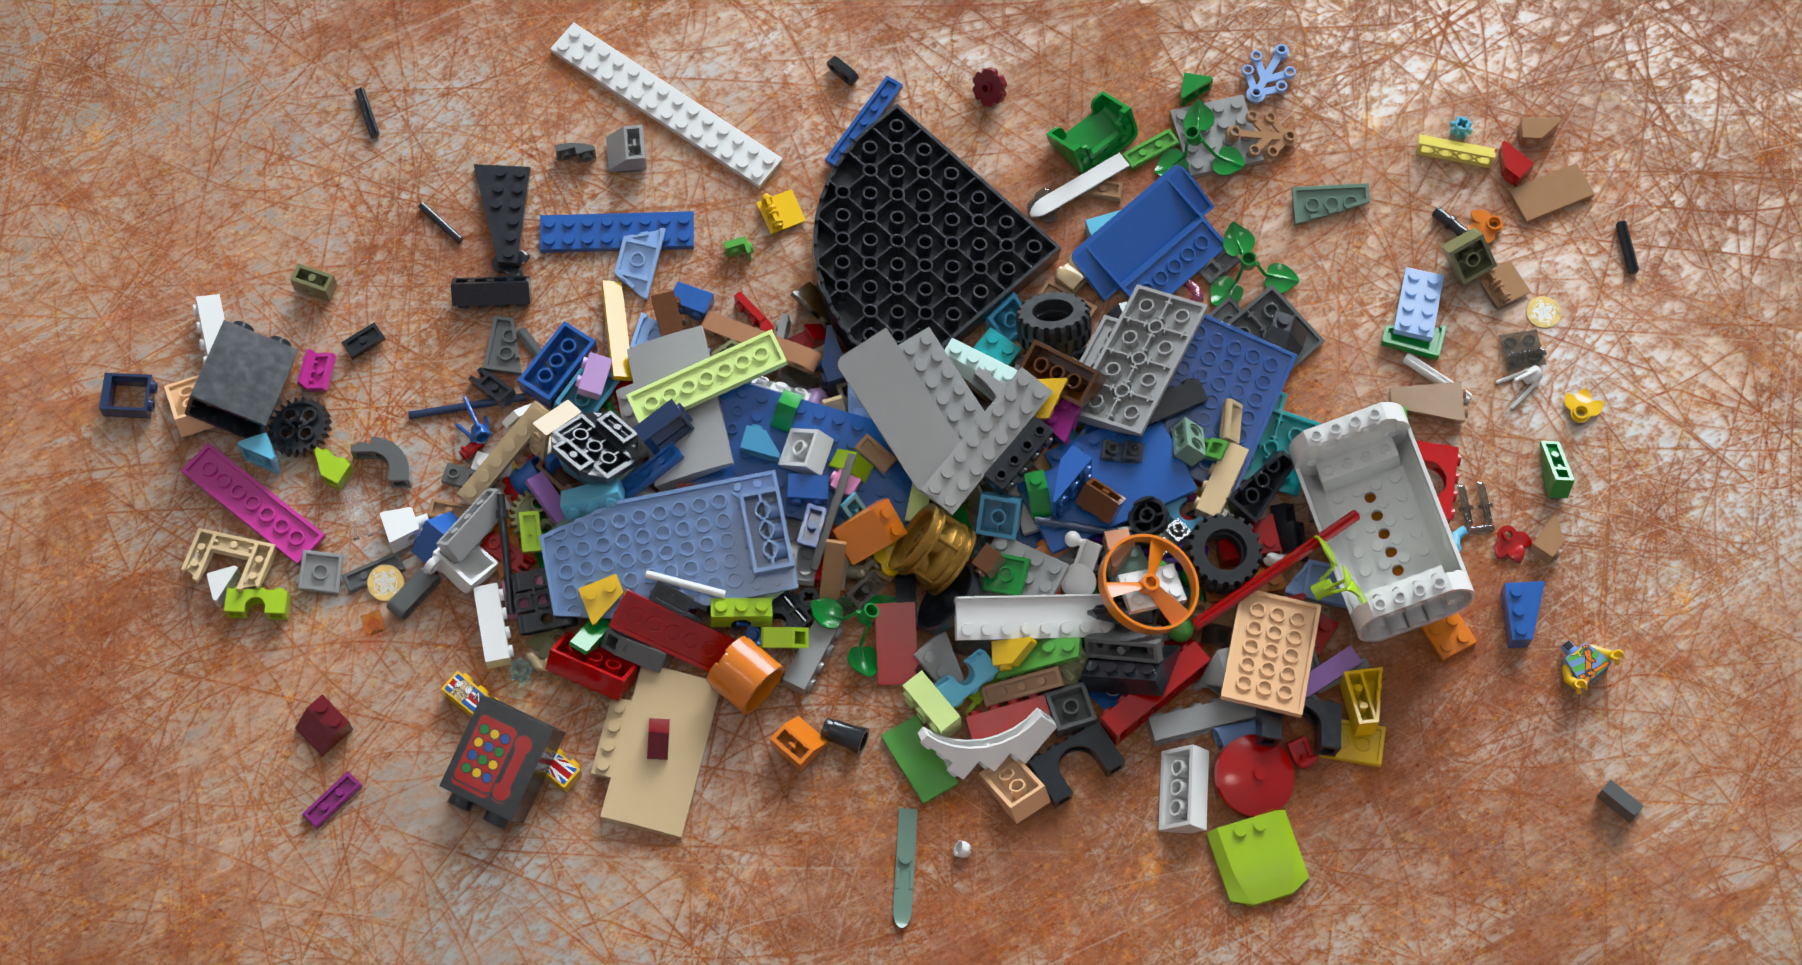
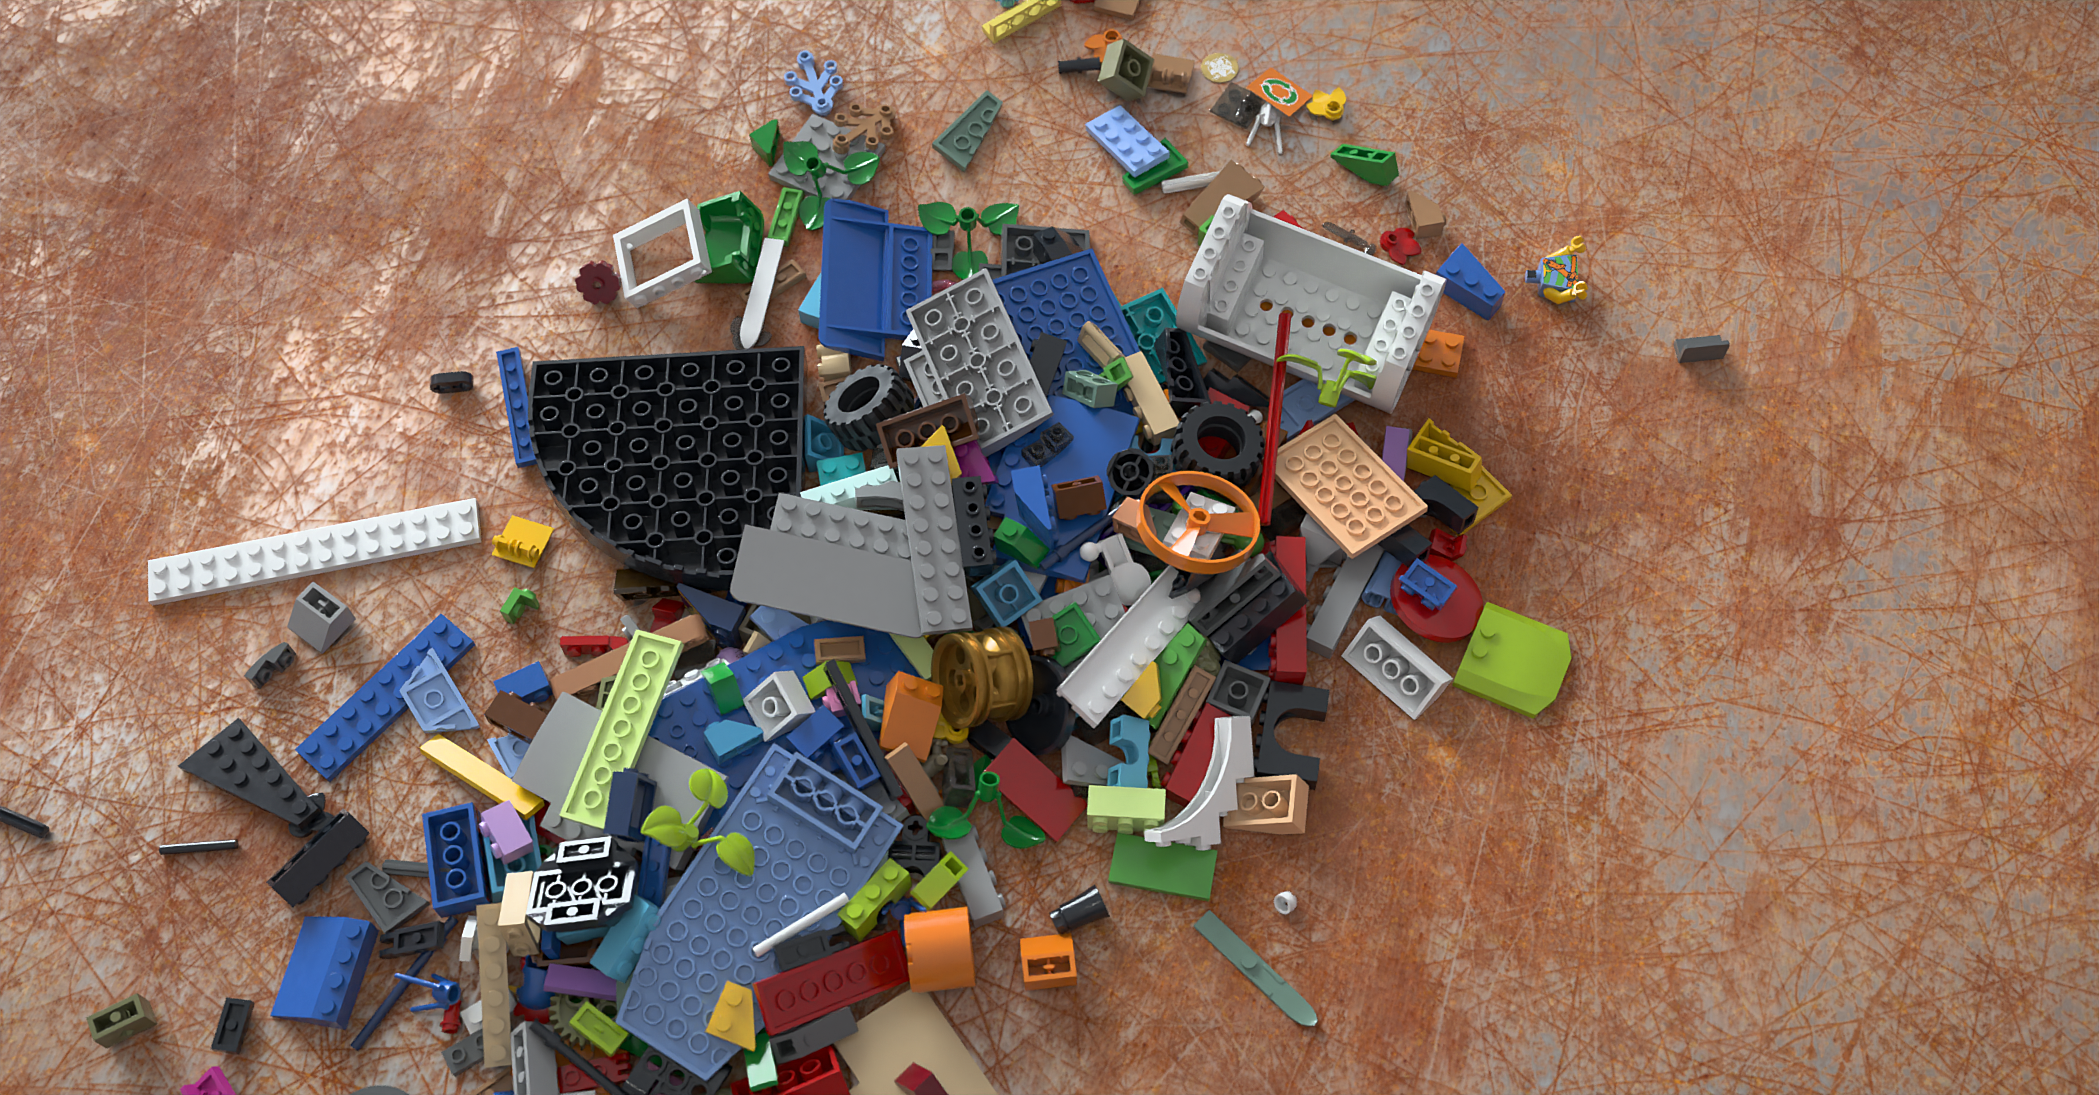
camera: 45 degrees left, 5 degrees down
(435, 359) = (325, 971): none -> blue slope
(663, 461) = (666, 826): none -> lime plant
(1082, 90) = (650, 229): none -> white window
(1248, 760) = (1427, 584): none -> blue bracket
(1557, 366) = (1279, 91): none -> orange sticker

